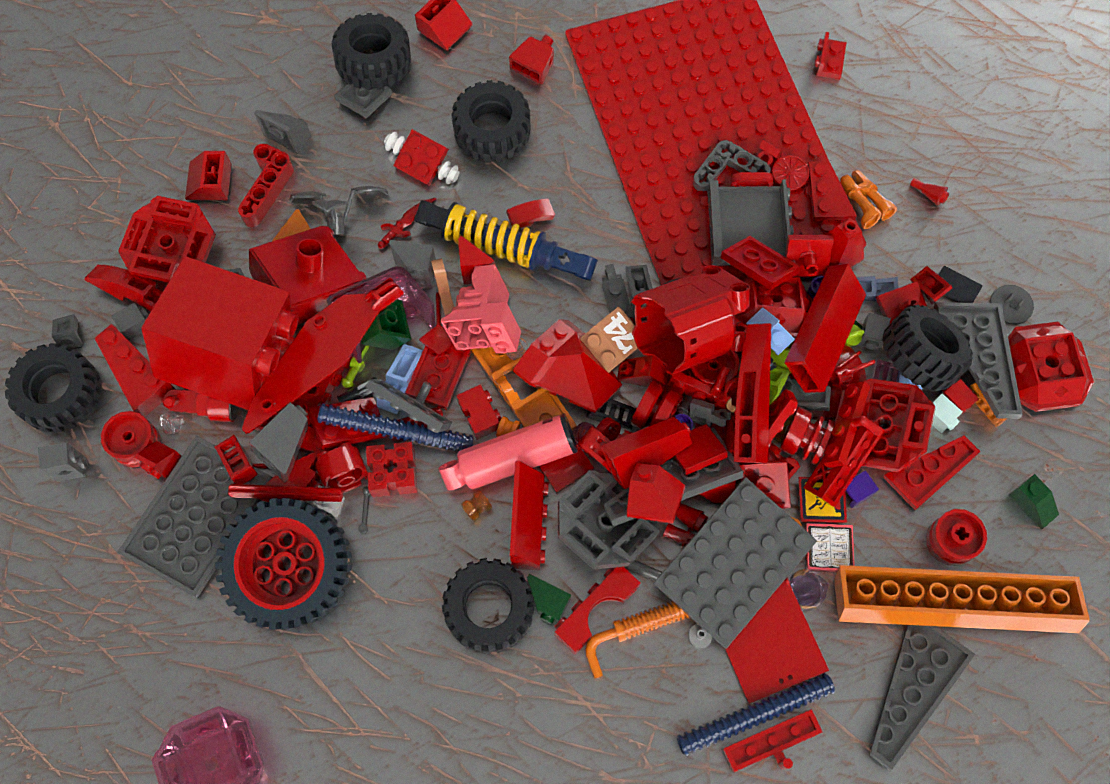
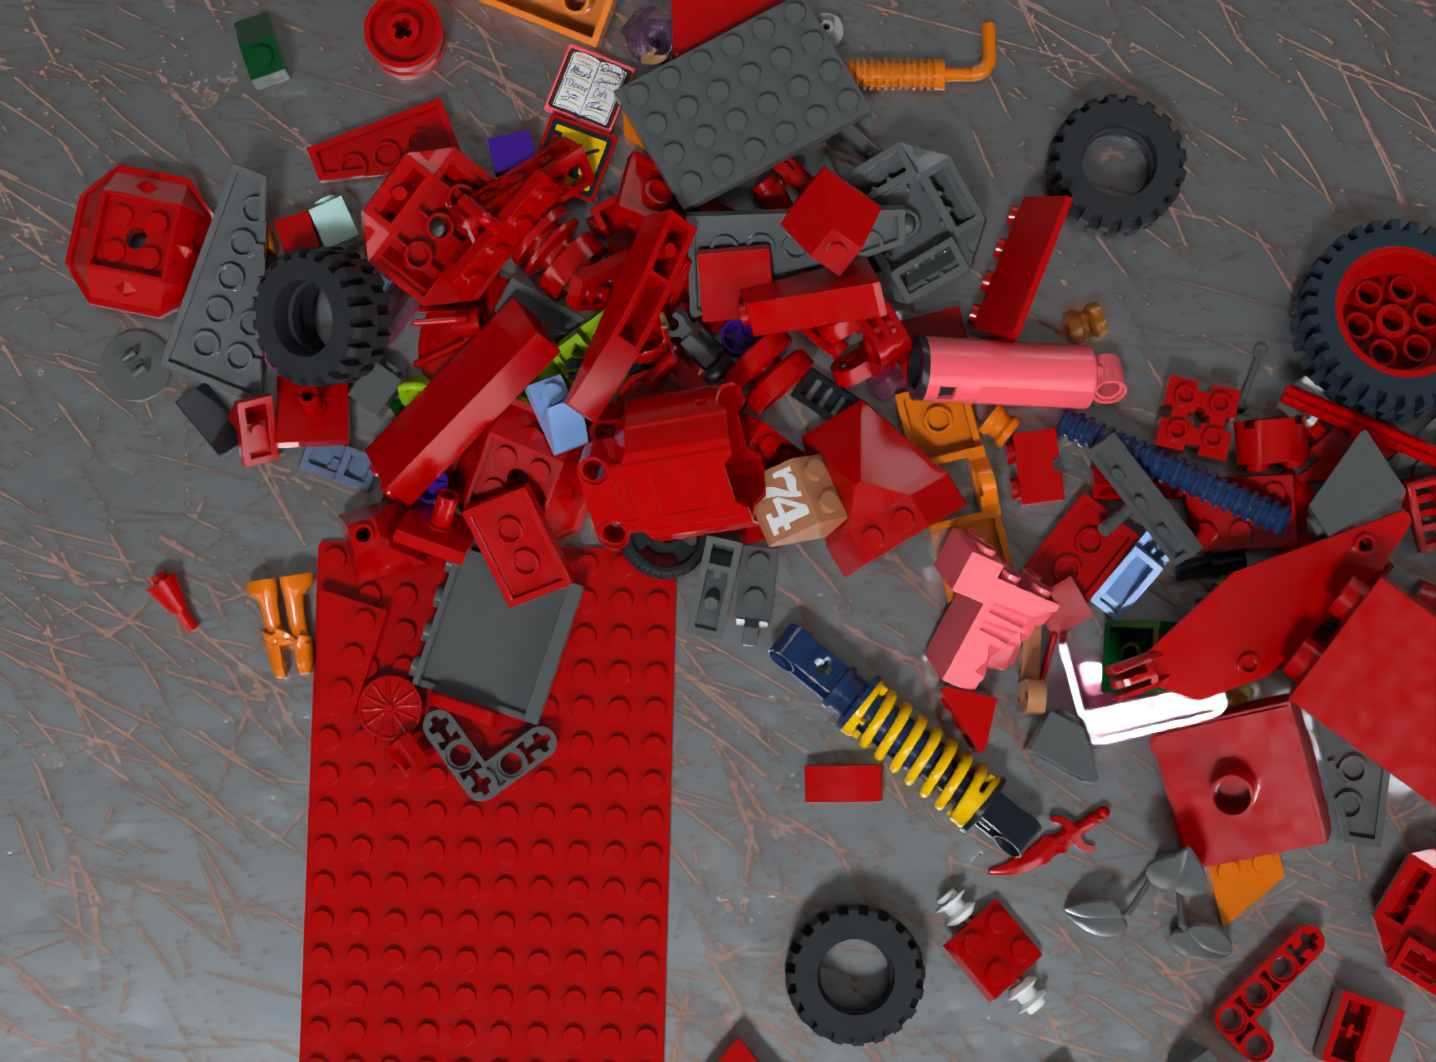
camera: 165 degrees left, 15 degrees up
(548, 599) = (1025, 151): dark green slope -> none
(617, 586) = (1001, 96): red arch -> none
(831, 57) = (221, 910): red bracket -> none

